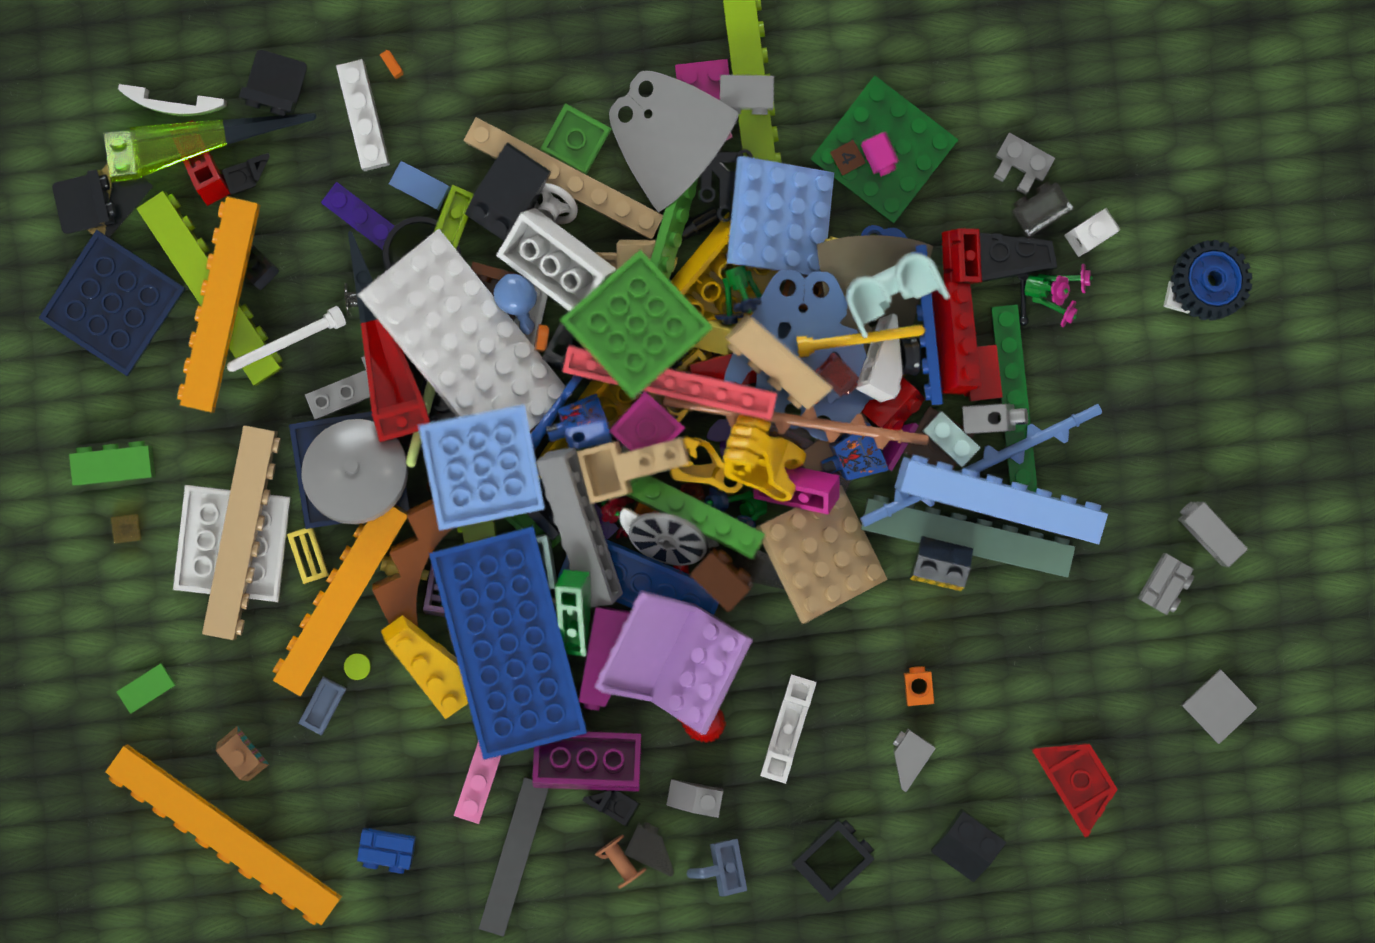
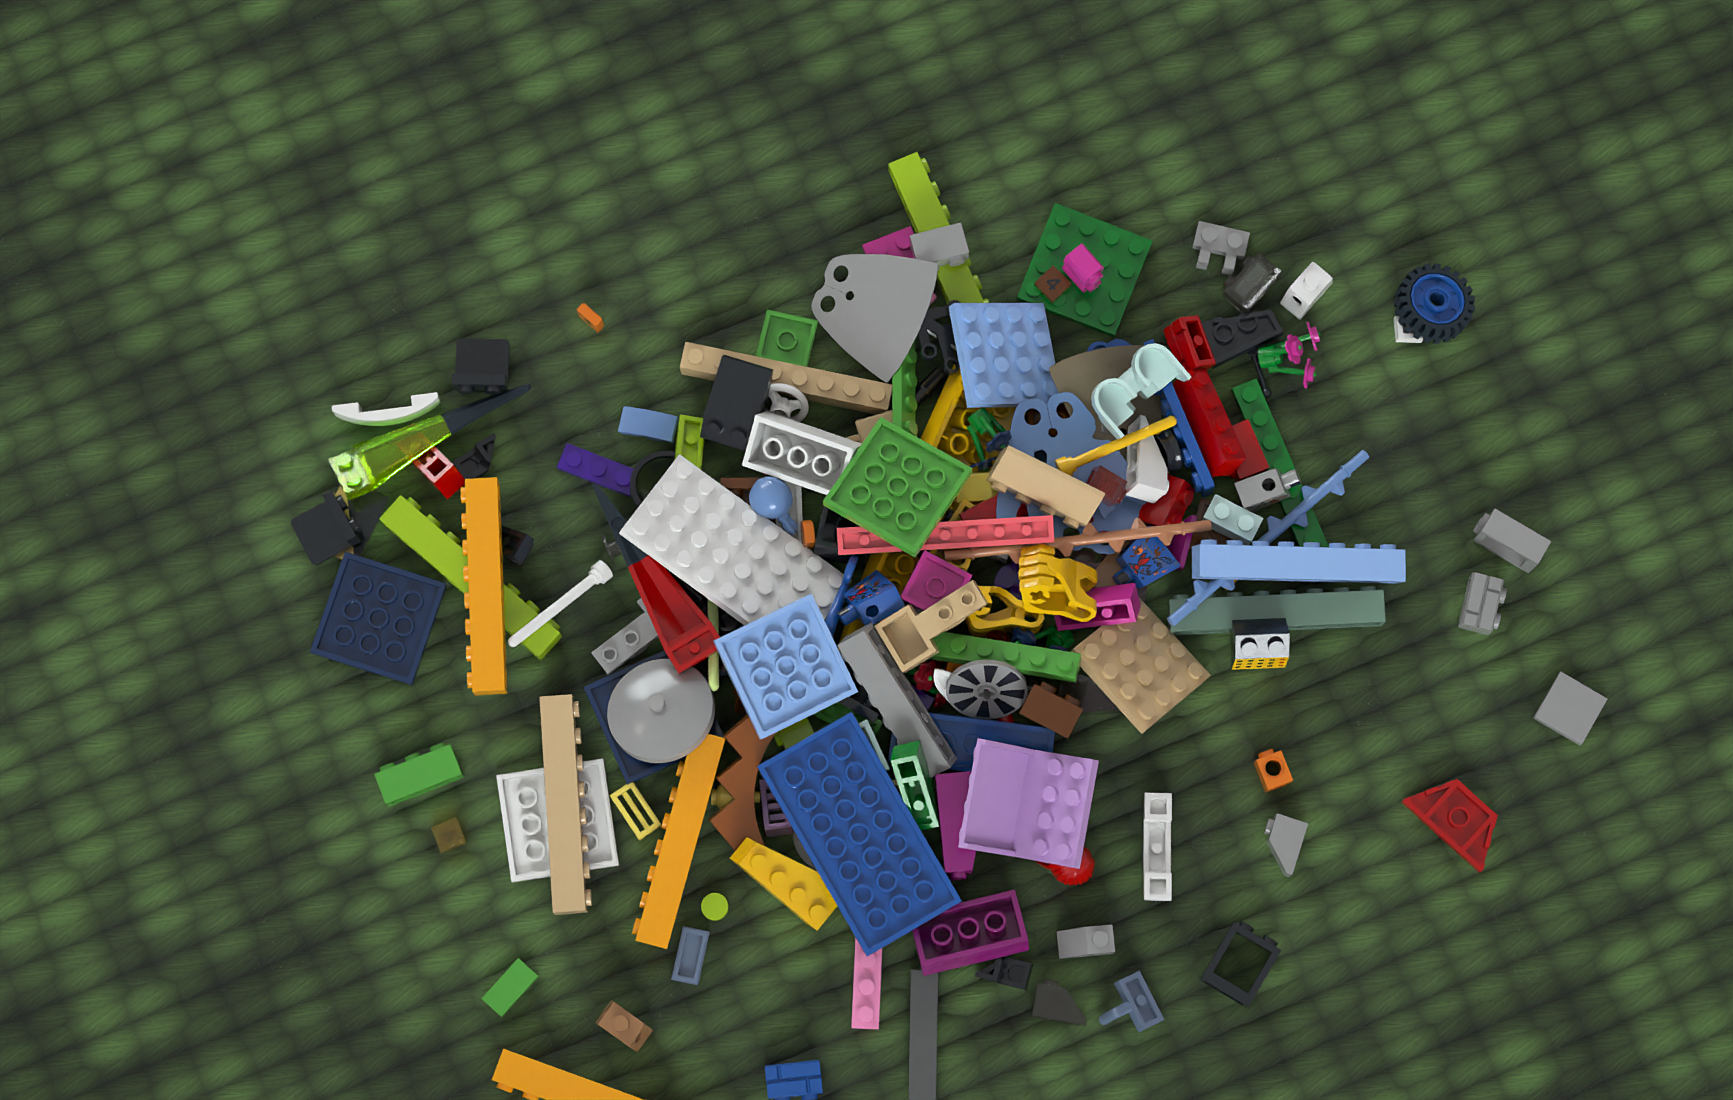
camera: 15 degrees left, 10 degrees down
(363, 115) = (575, 372): white brick -> none
(620, 861) = (1029, 1025): nougat piece -> none
(968, 845) = (1369, 913): black slope -> none

